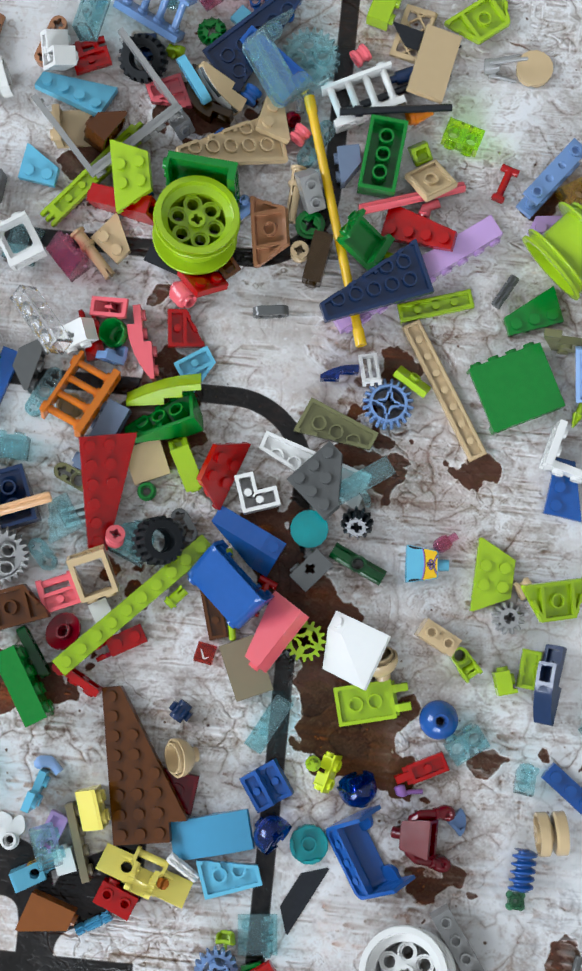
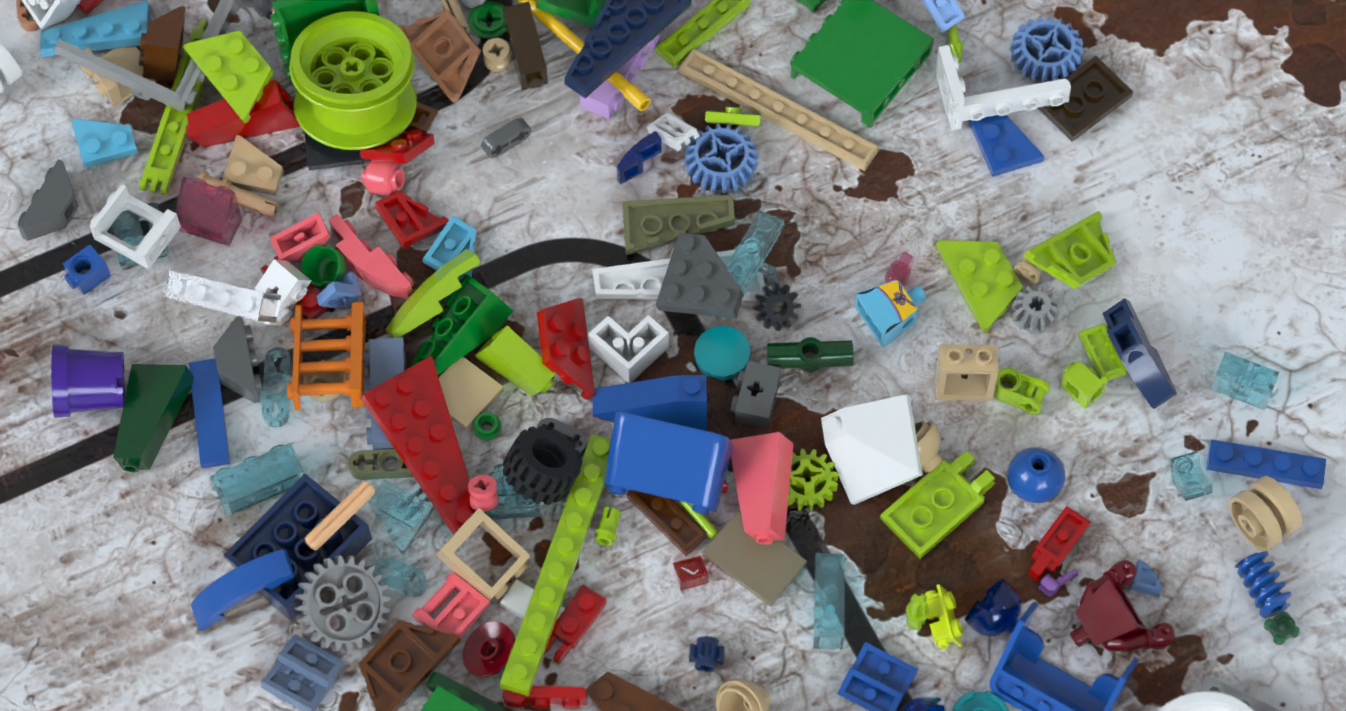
camera: 35 degrees left, 20 degrees down
(468, 749) = (1093, 482): clear light blue brick -> none

